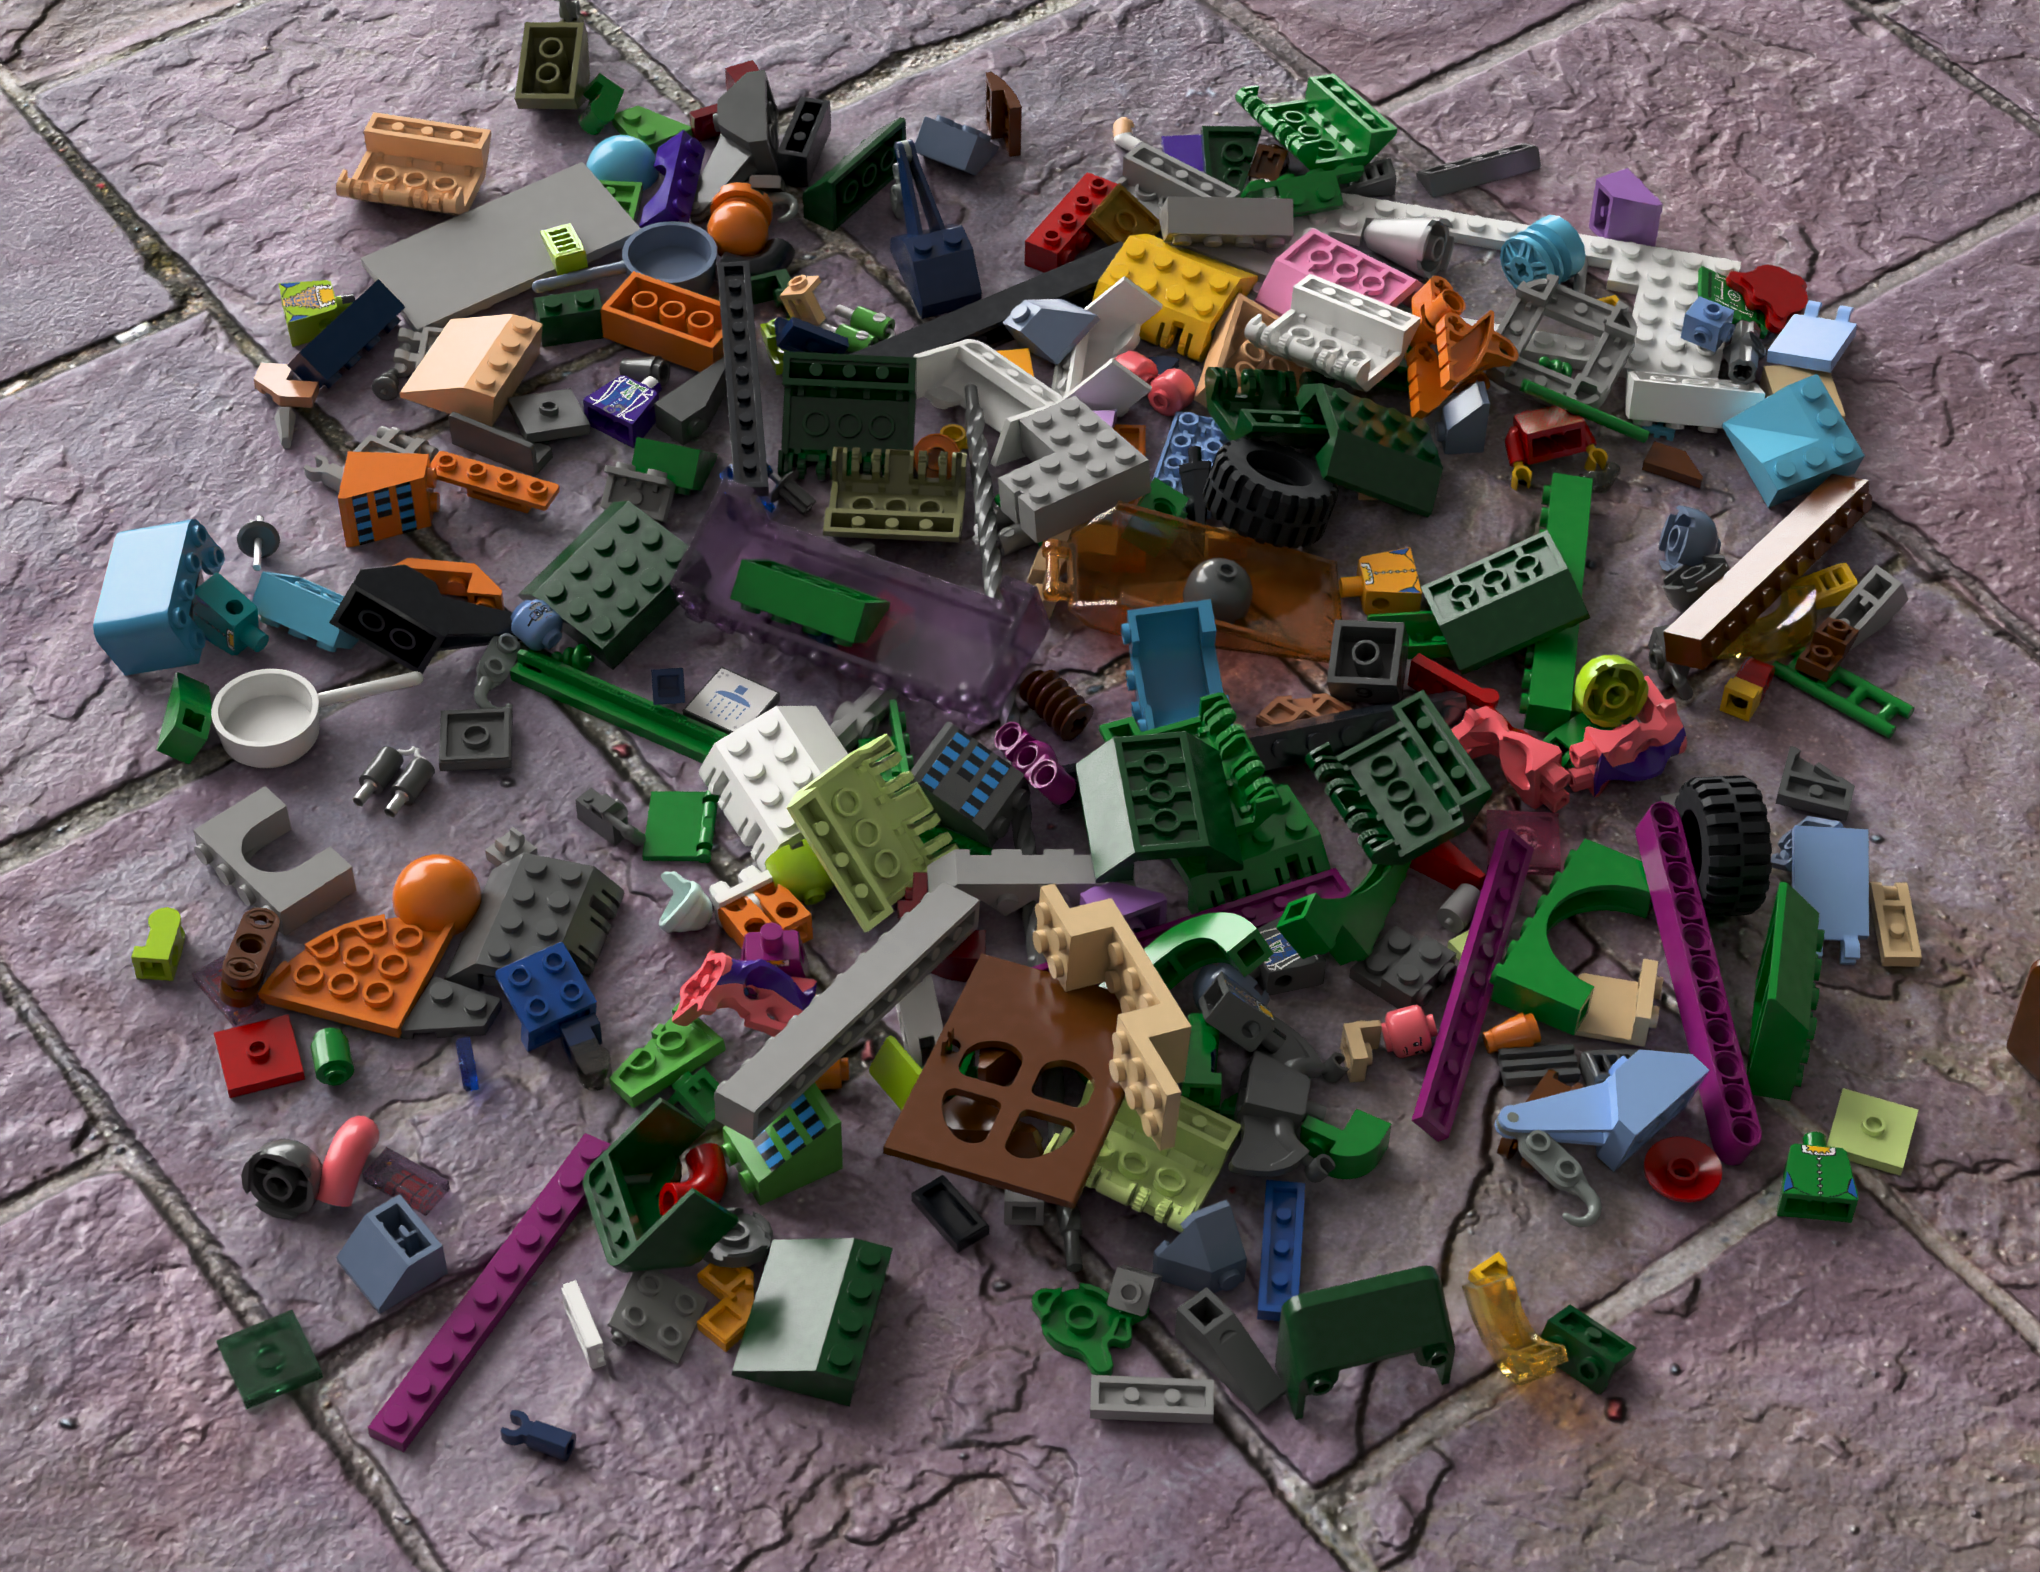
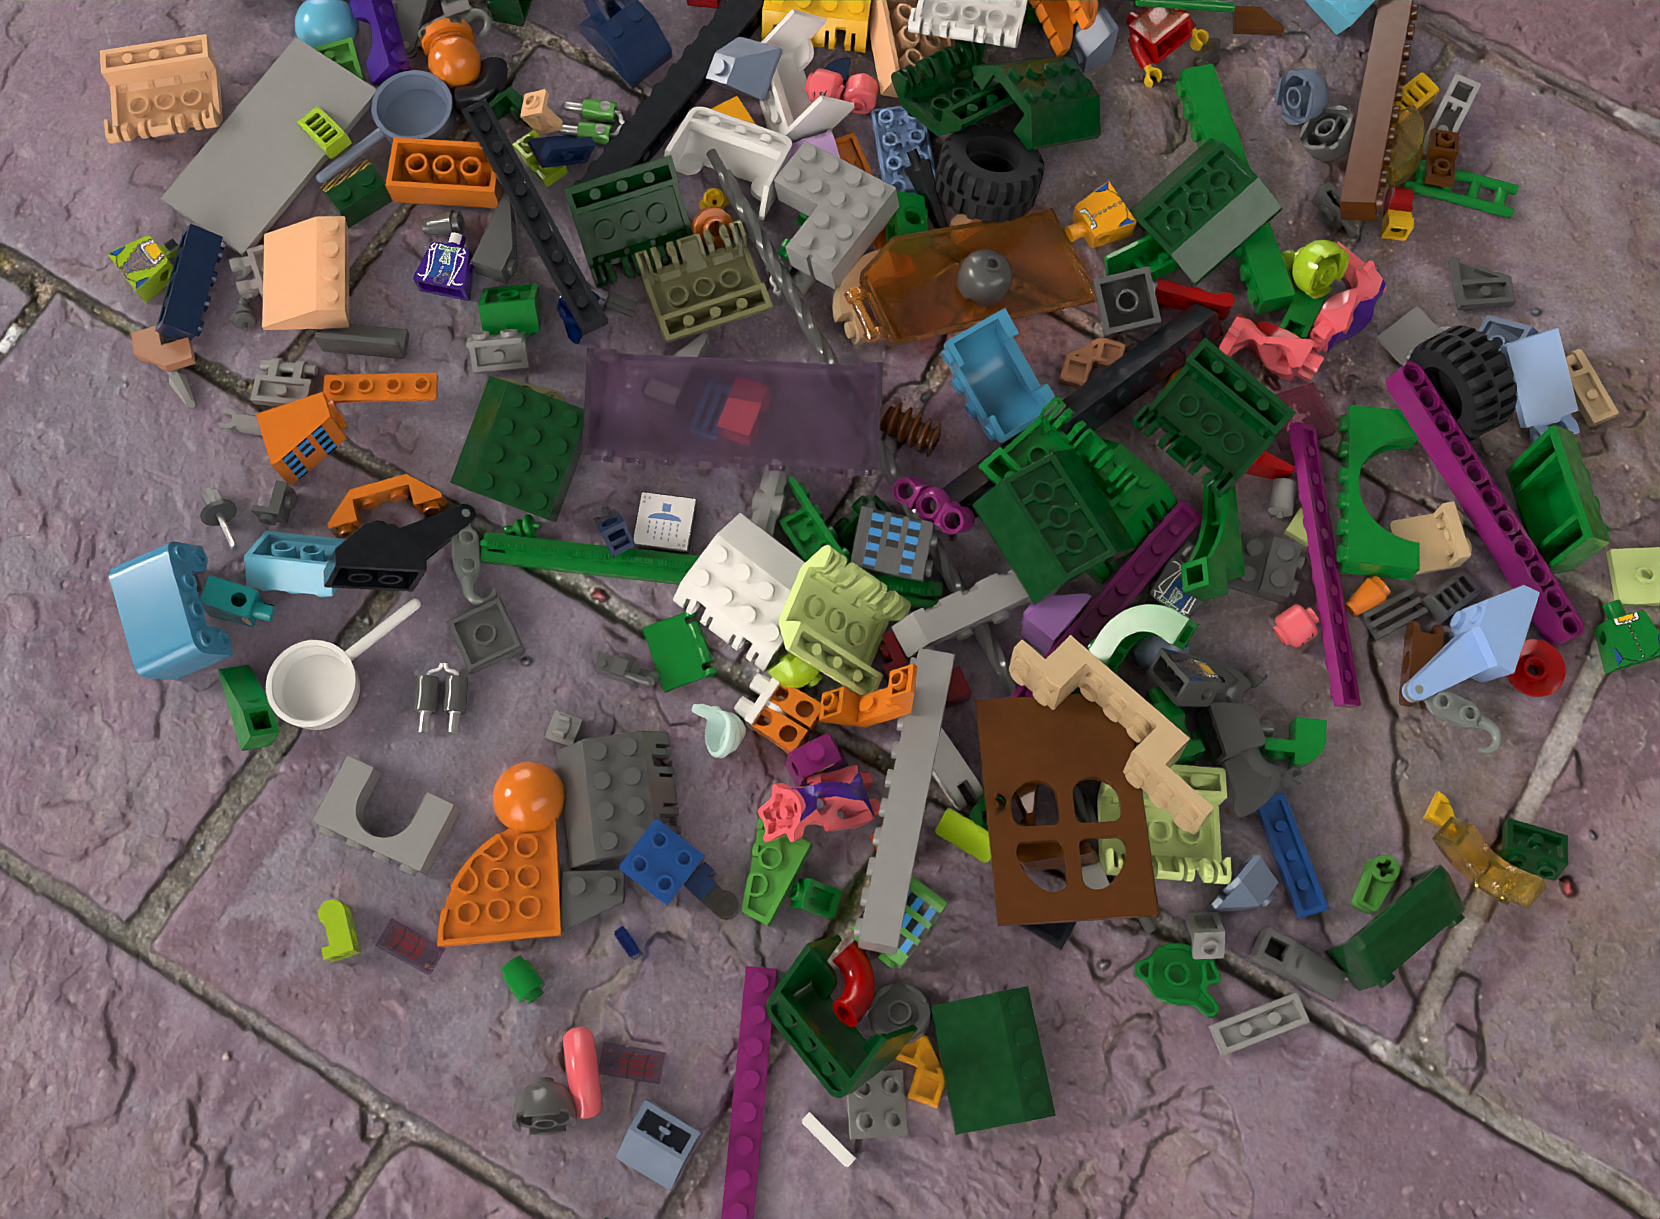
camera: 20 degrees left, 25 degrees up
(249, 957) = (413, 901): reddish brown piece -> none
(259, 1056) = (464, 998): red plate -> none
(324, 555) = (280, 506): none -> dark grey bracket
(536, 624) = (483, 514): medium blue head -> none
(548, 415) = (389, 299): dark grey plate -> none
(808, 601) = (688, 414): green slope -> none
(835, 920) = (848, 708): none -> orange slope
(1357, 1046) = (1263, 655): tan bracket -> none

